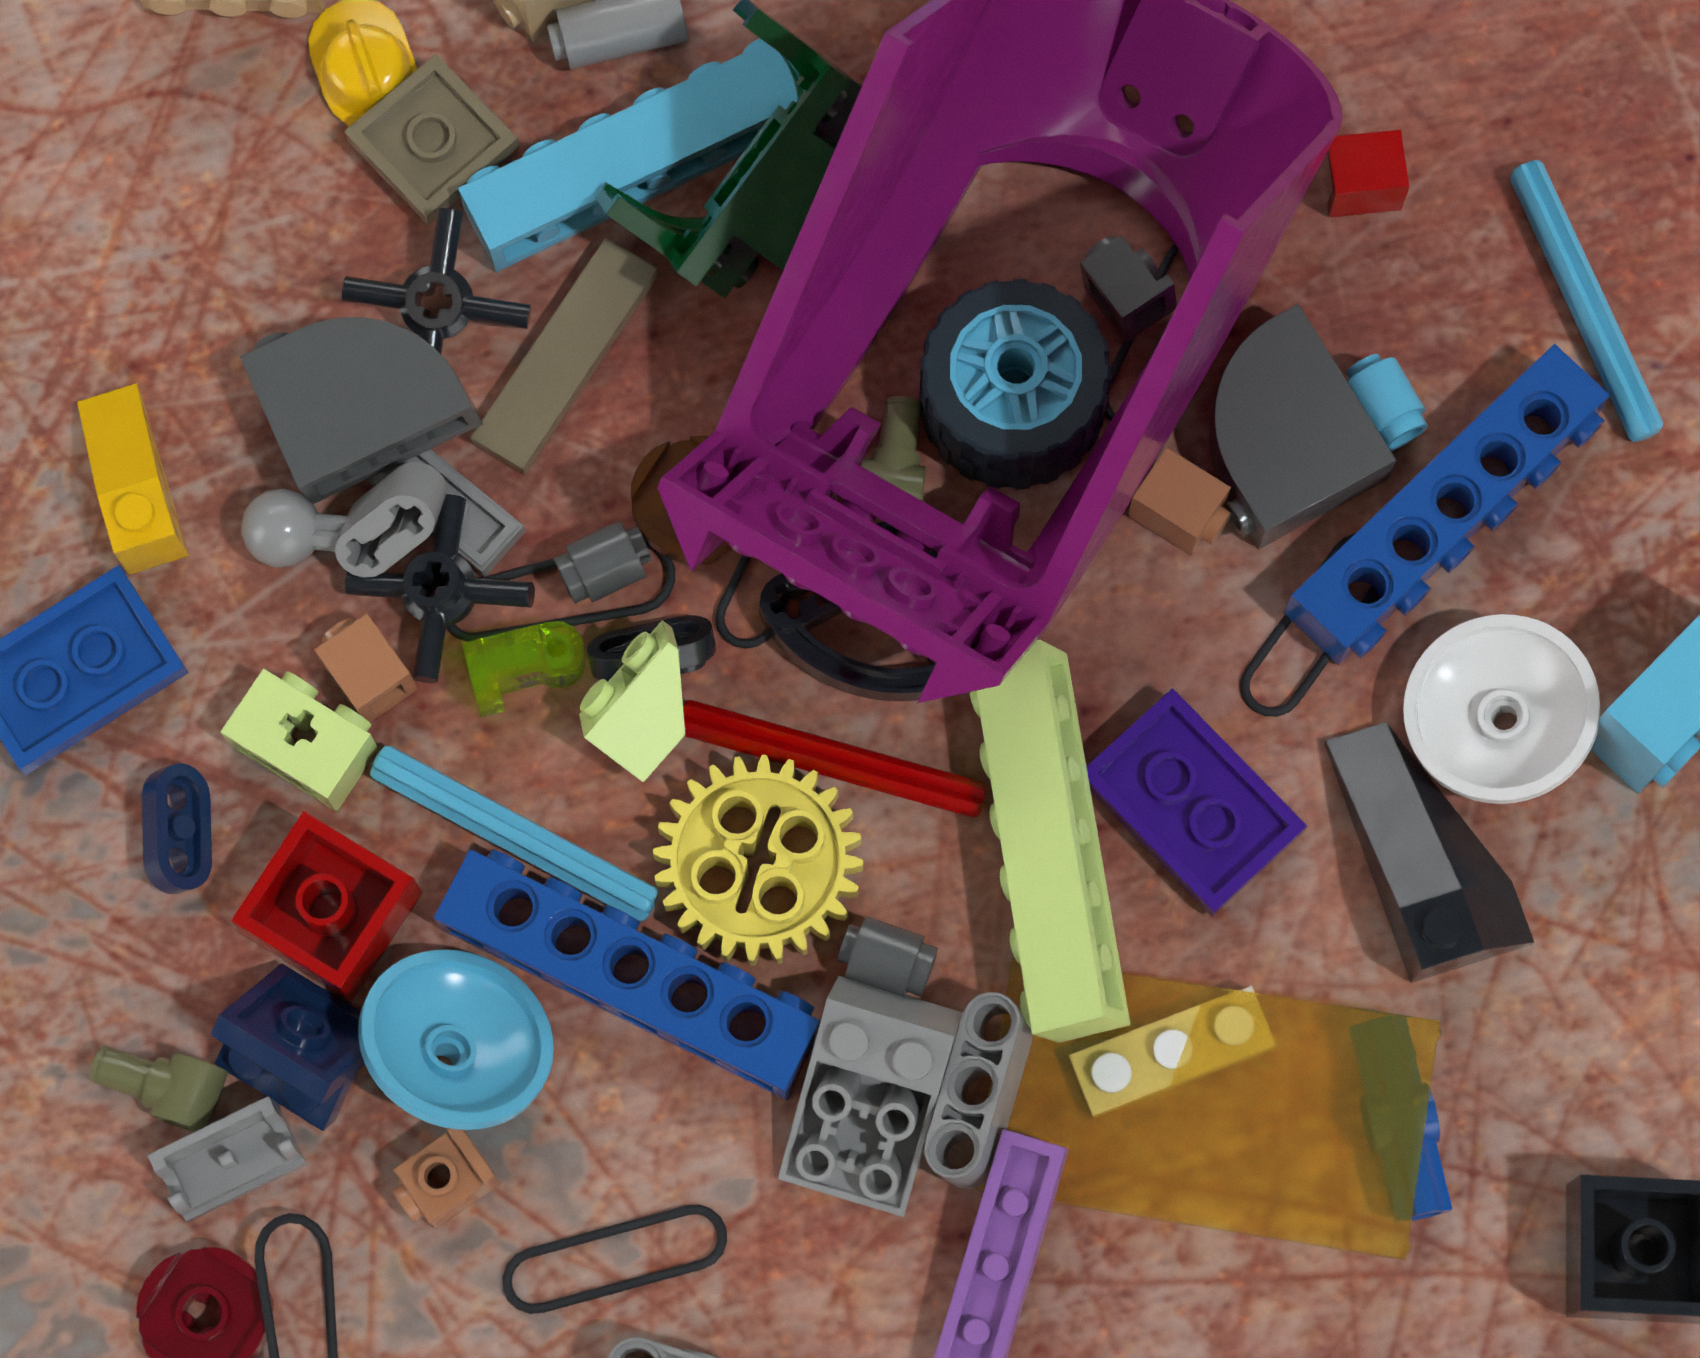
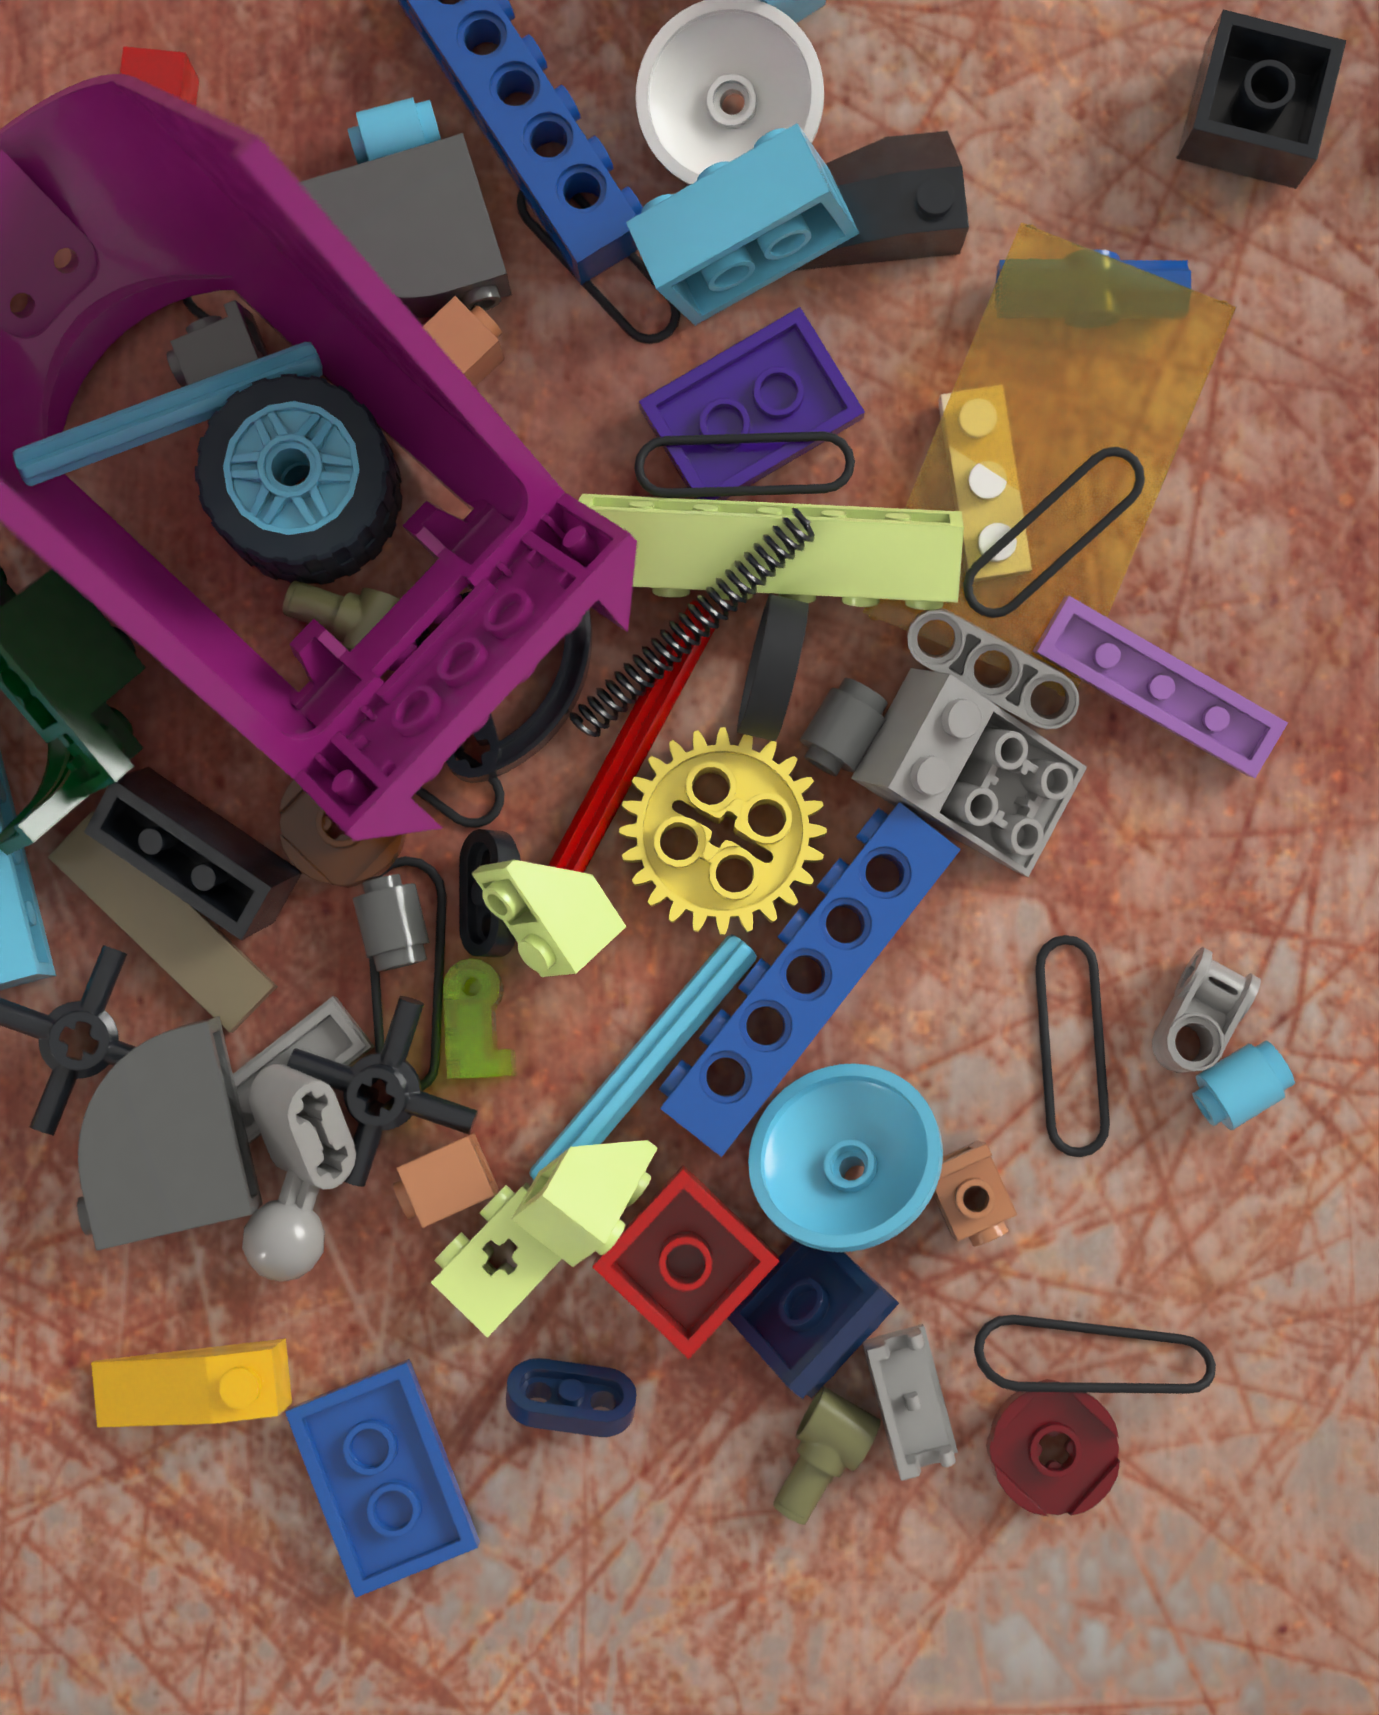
camera: 80 degrees left, 10 degrees up
(372, 789) = (582, 1195): none -> yellowish green slope
(633, 365) = (193, 852): none -> black brick
(927, 866) = (772, 667): none -> black tyre
(955, 784) = (716, 616): none -> black piece
(1044, 241) = (155, 417): none -> medium azure axle
(1105, 811) = (744, 490): none -> black piece
(1150, 1104) = (1035, 513): none -> black piece
(1363, 742) = (742, 225): none -> medium azure brick

